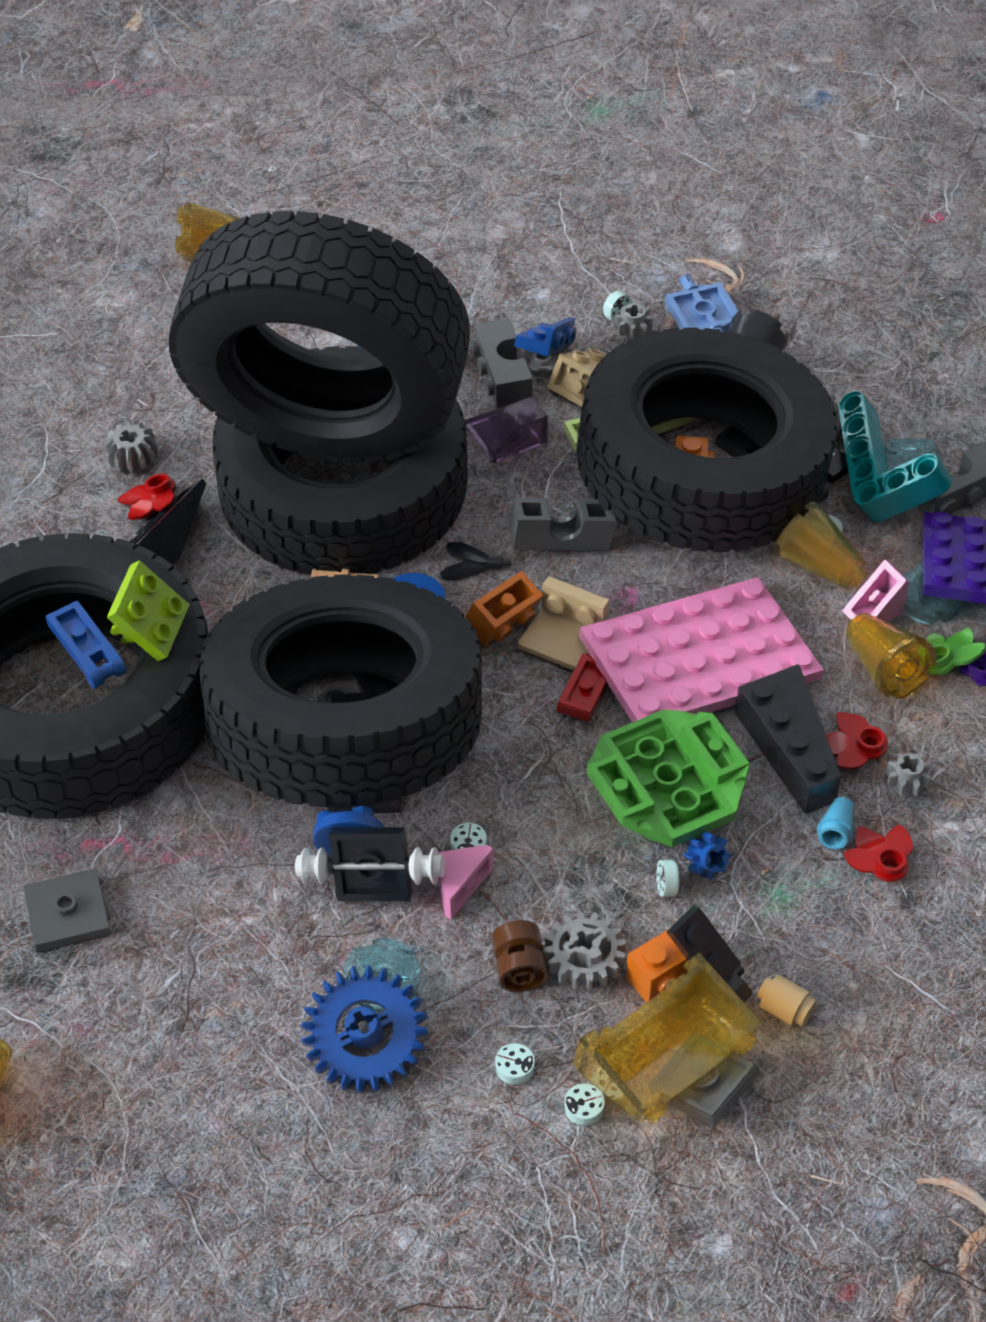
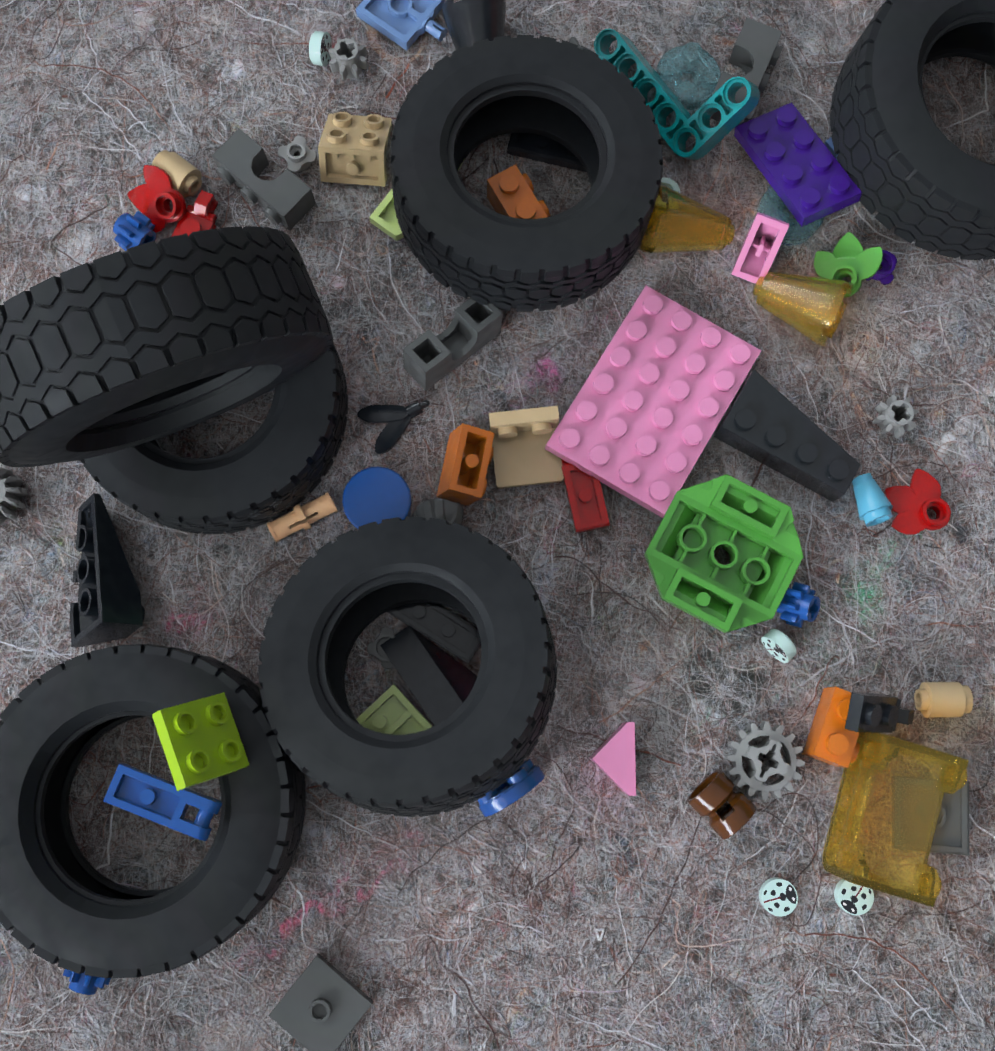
camera: 35 degrees left, 30 degrees up
(154, 495) = (56, 538): red plate -> none
(330, 1045) = (655, 978): blue gear -> none
(370, 864) = (550, 810): black plate -> none
(389, 954) = (641, 902): clear light blue plate -> none
(467, 836) = (596, 713): light aqua tile -> none
(509, 429) = (326, 248): clear purple slope -> none
(548, 338) = (287, 130): blue bracket -> none
(852, 741) = (823, 406): red plate -> none

